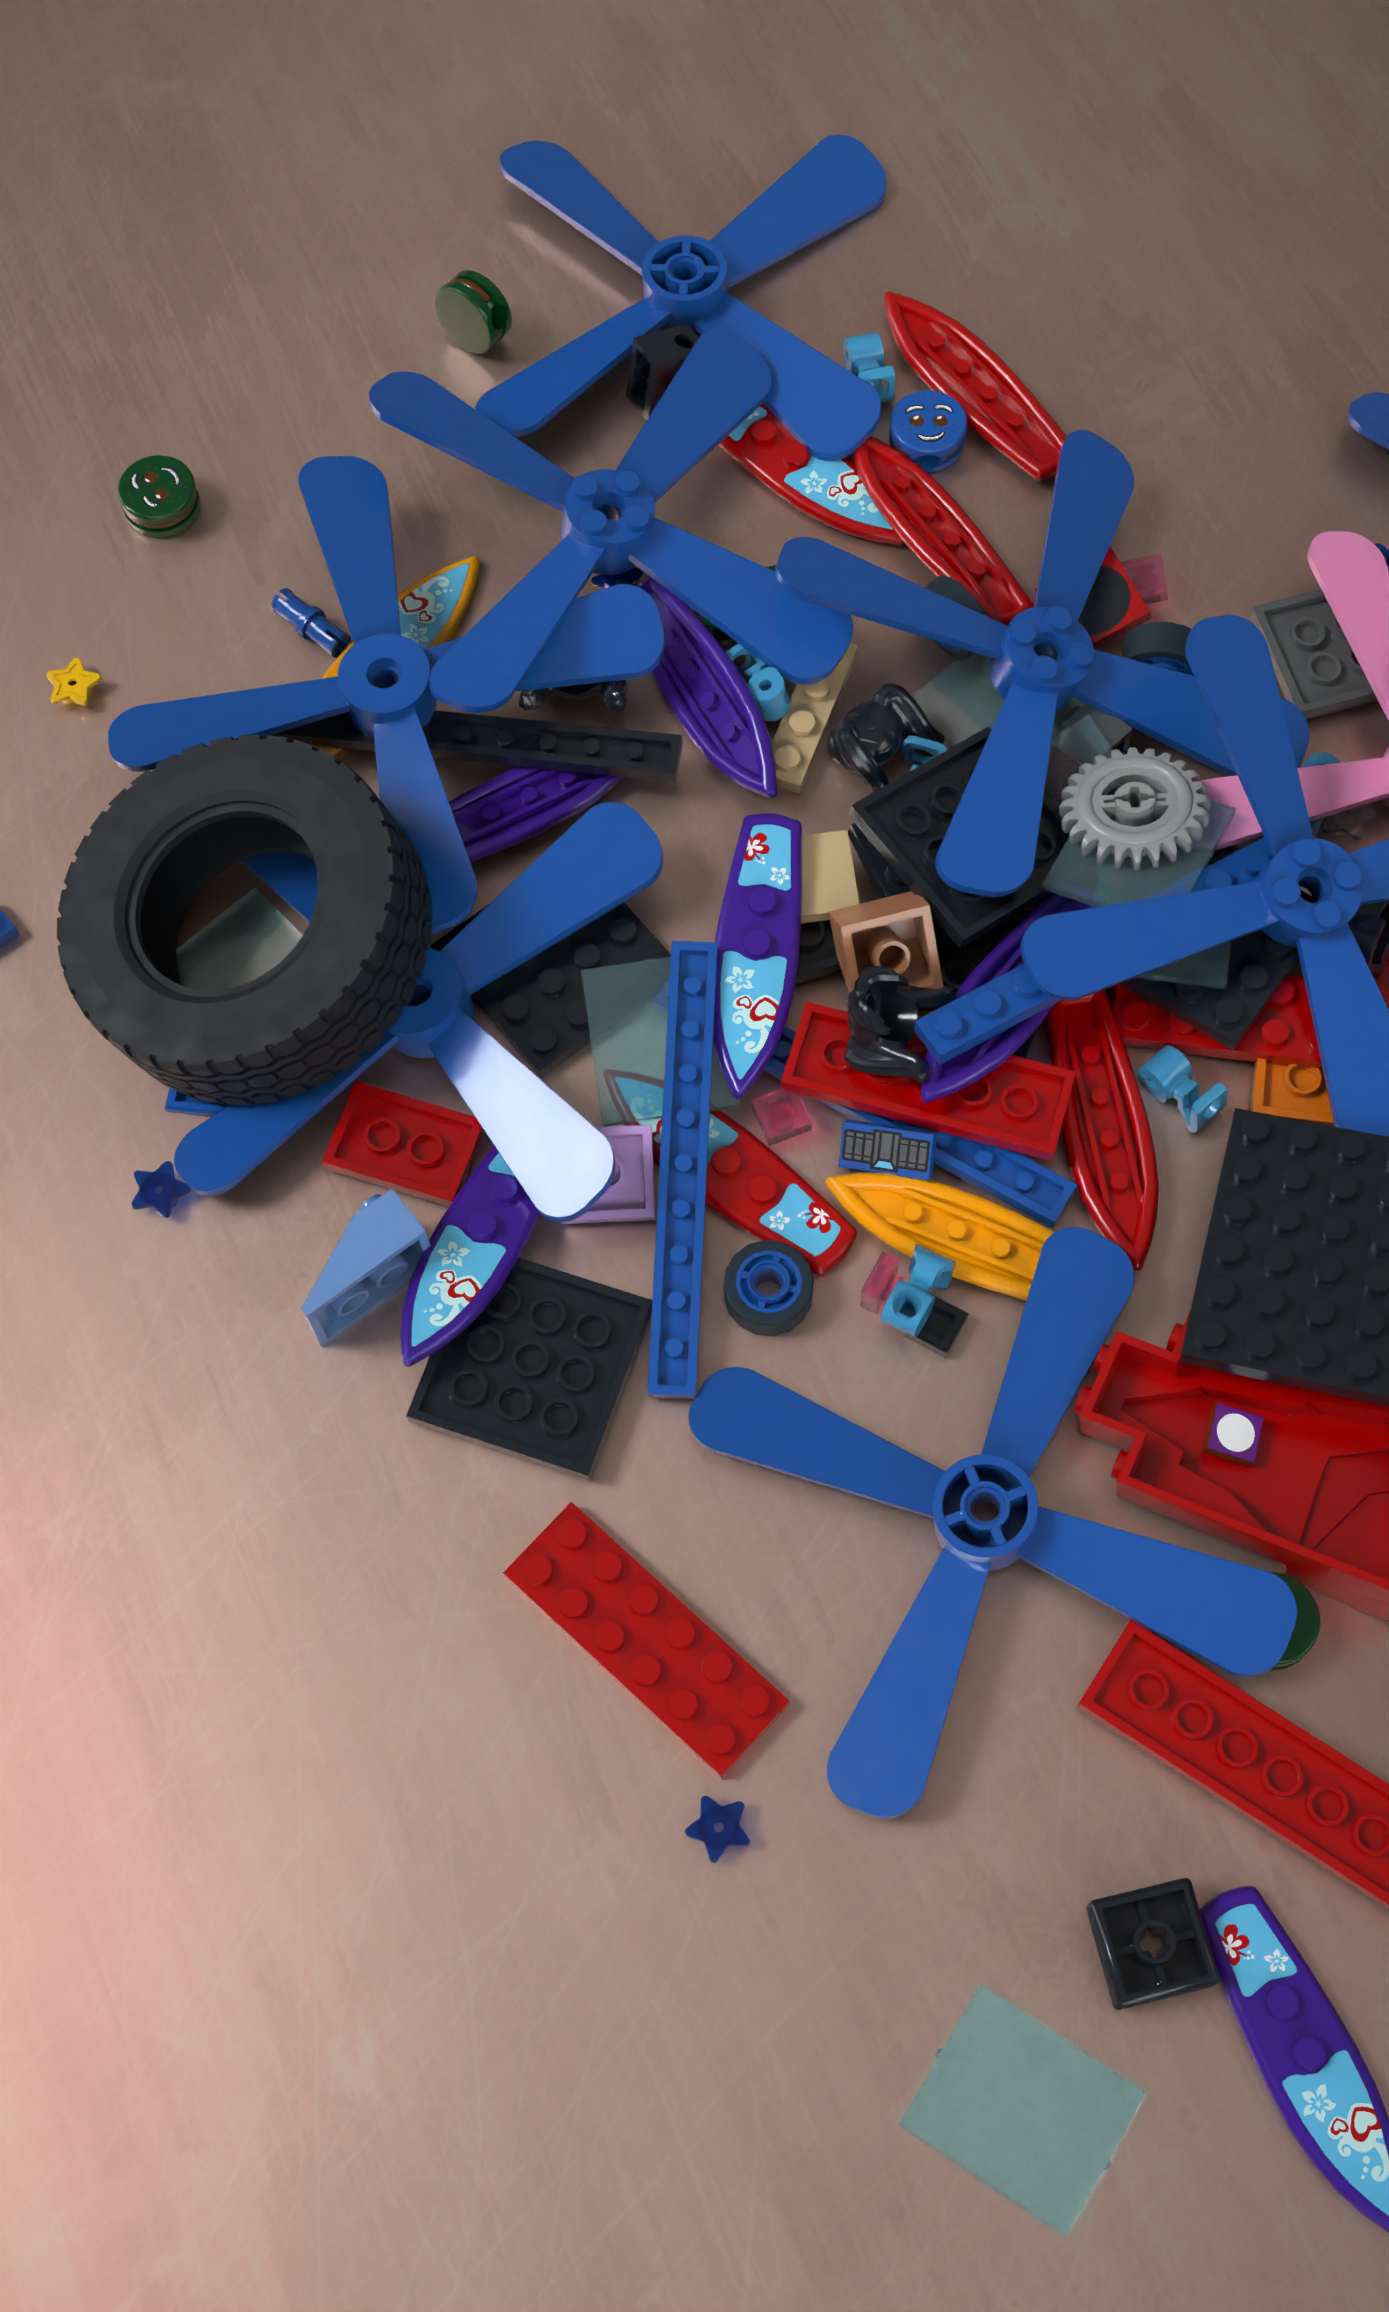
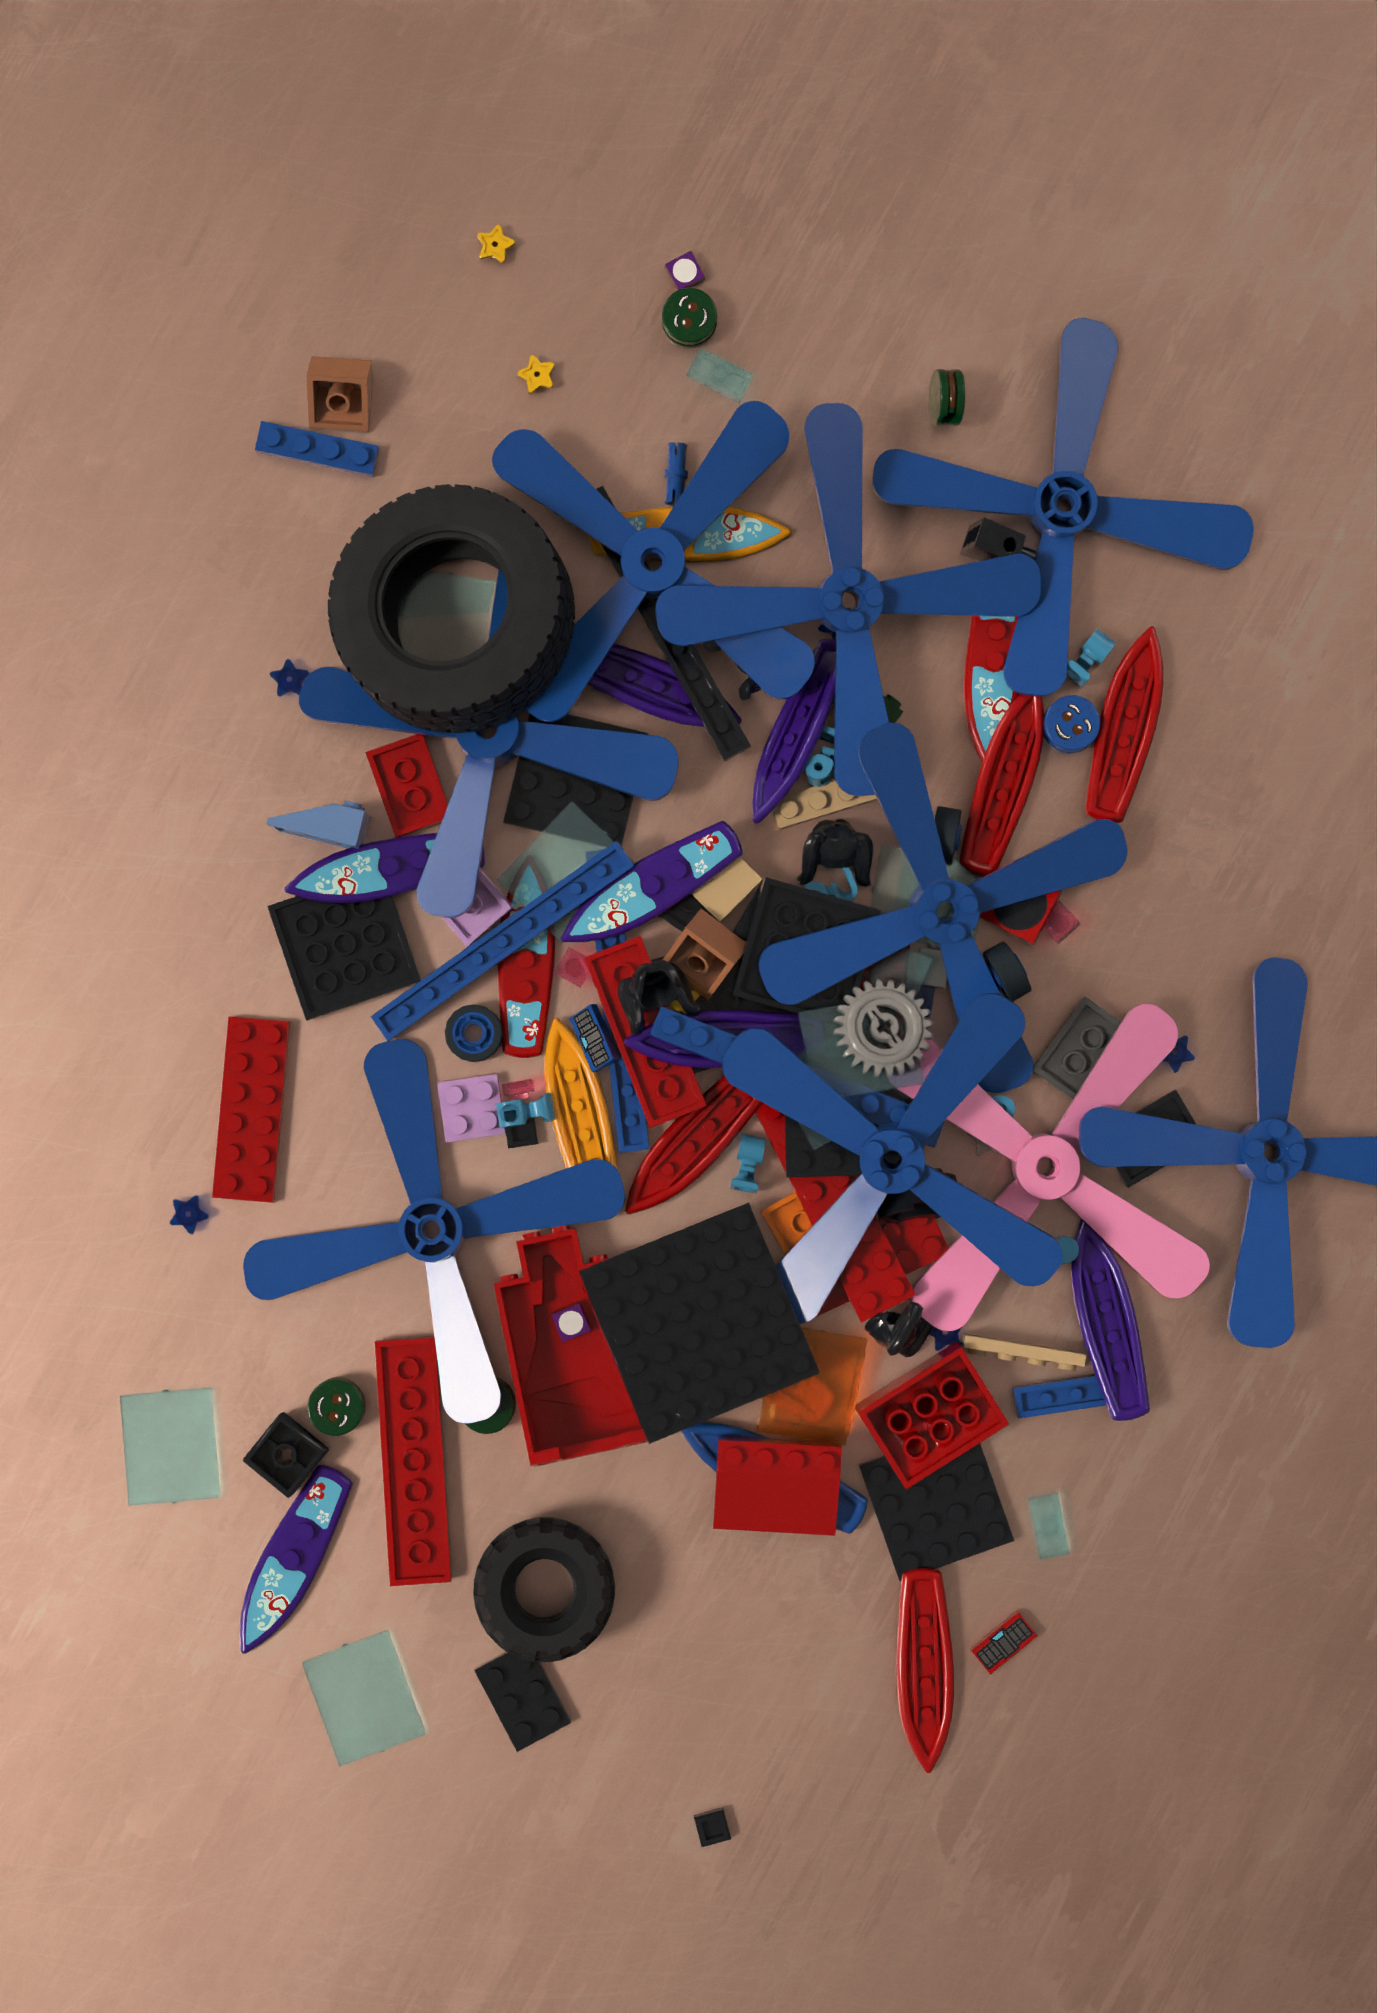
camera: 45 degrees right, 20 degrees up
(104, 471) = (684, 271): none -> tile
(247, 512) = (719, 375): none -> clear light blue plate
(859, 1362) = (470, 1107): none -> lavender plate
(1132, 1824) = (336, 1406): none -> dark green head

